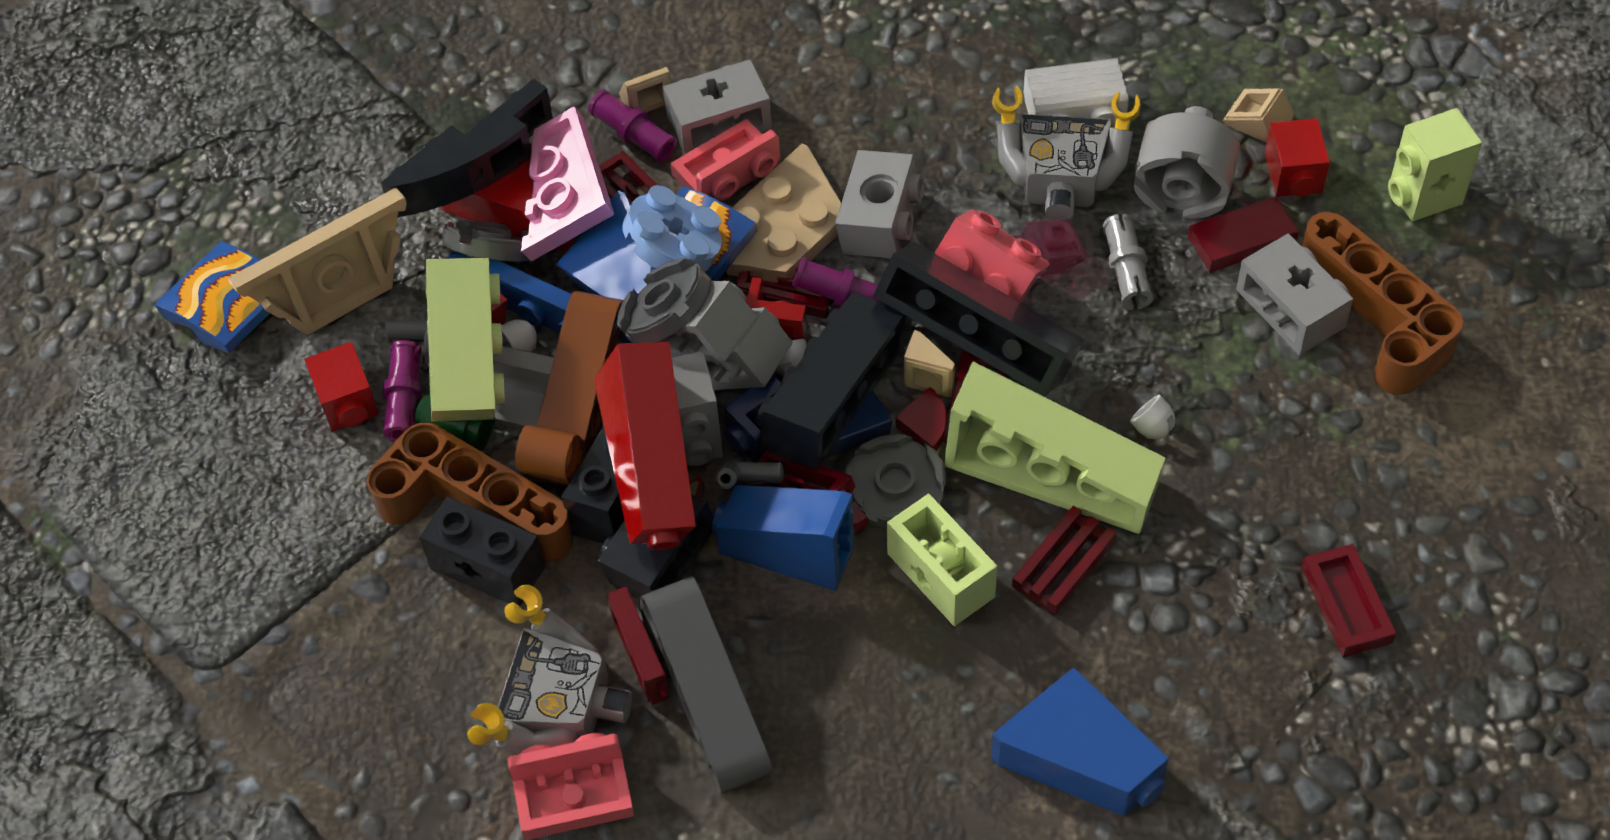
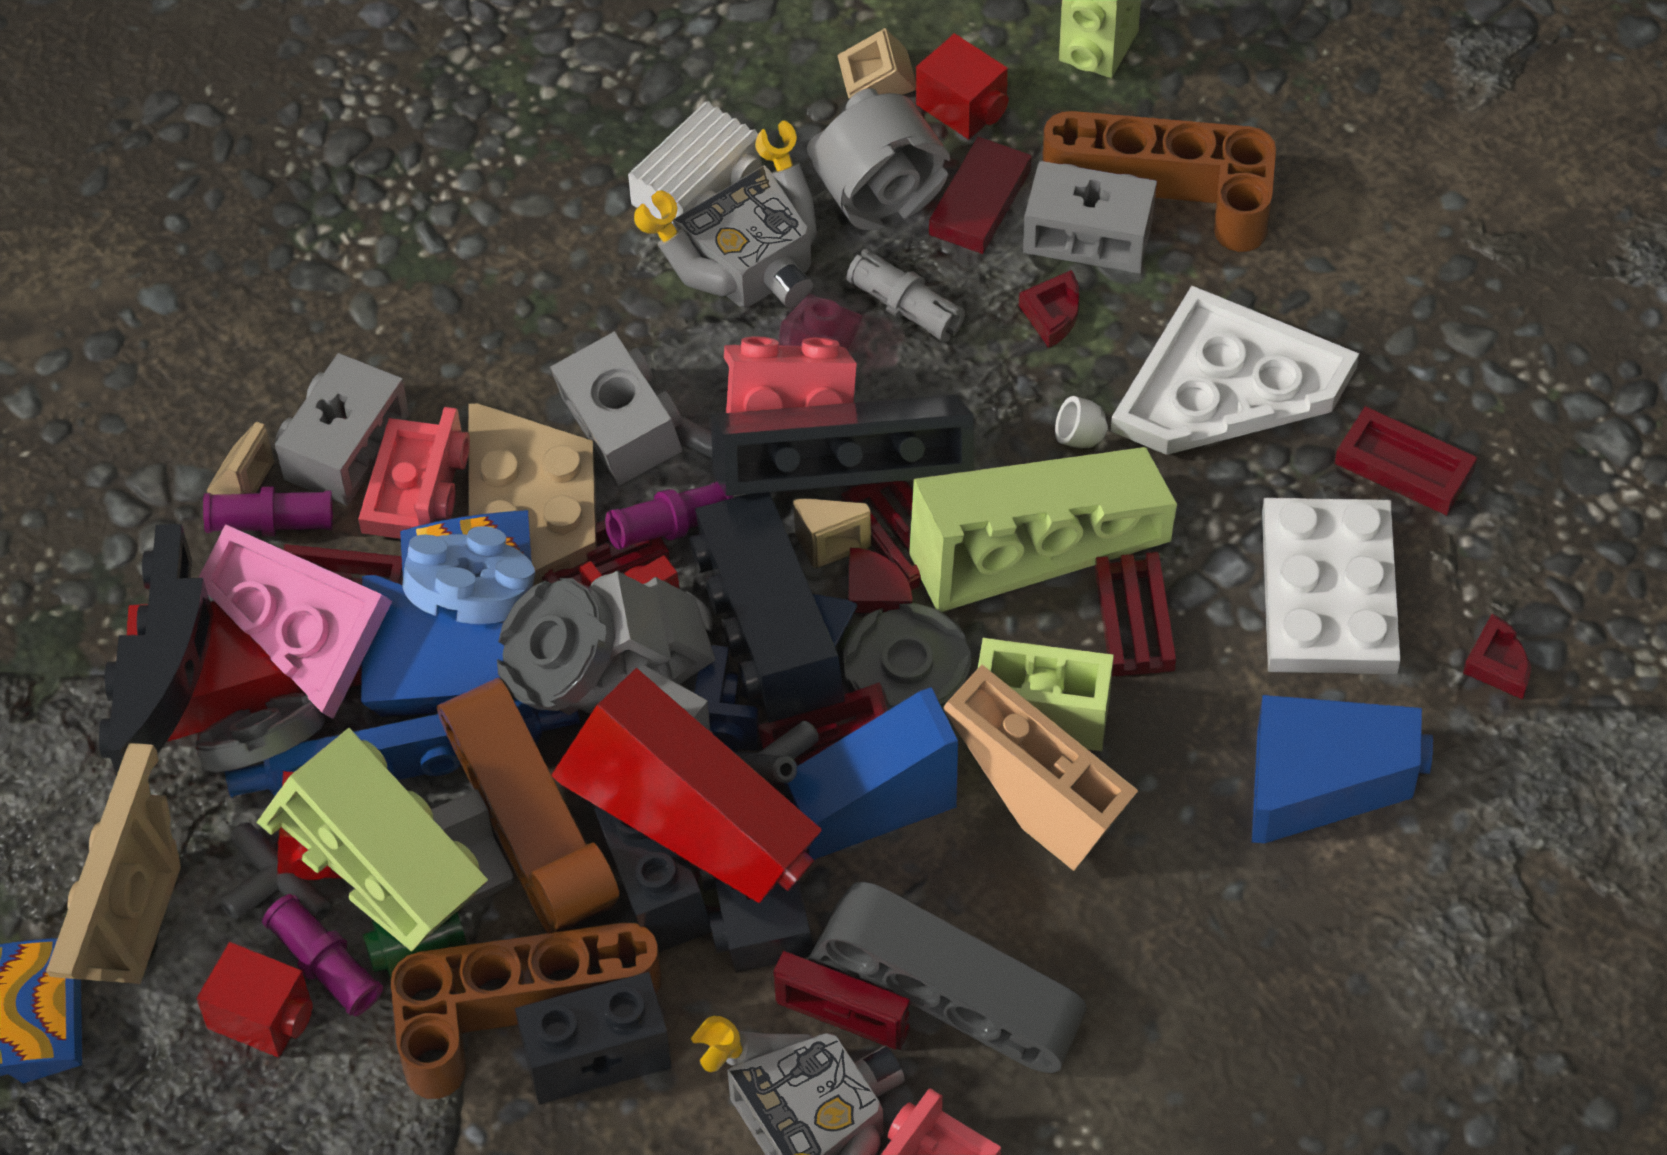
camera: 45 degrees left, 0 degrees up
(882, 597) = (1039, 770): none -> light nougat slope
(1210, 640) = (1330, 586): none -> white plate
(1217, 335) = (1052, 307): none -> dark red tile
(1275, 774) = (1499, 659): none -> dark red tile
(1281, 456) = (1227, 376): none -> white plate

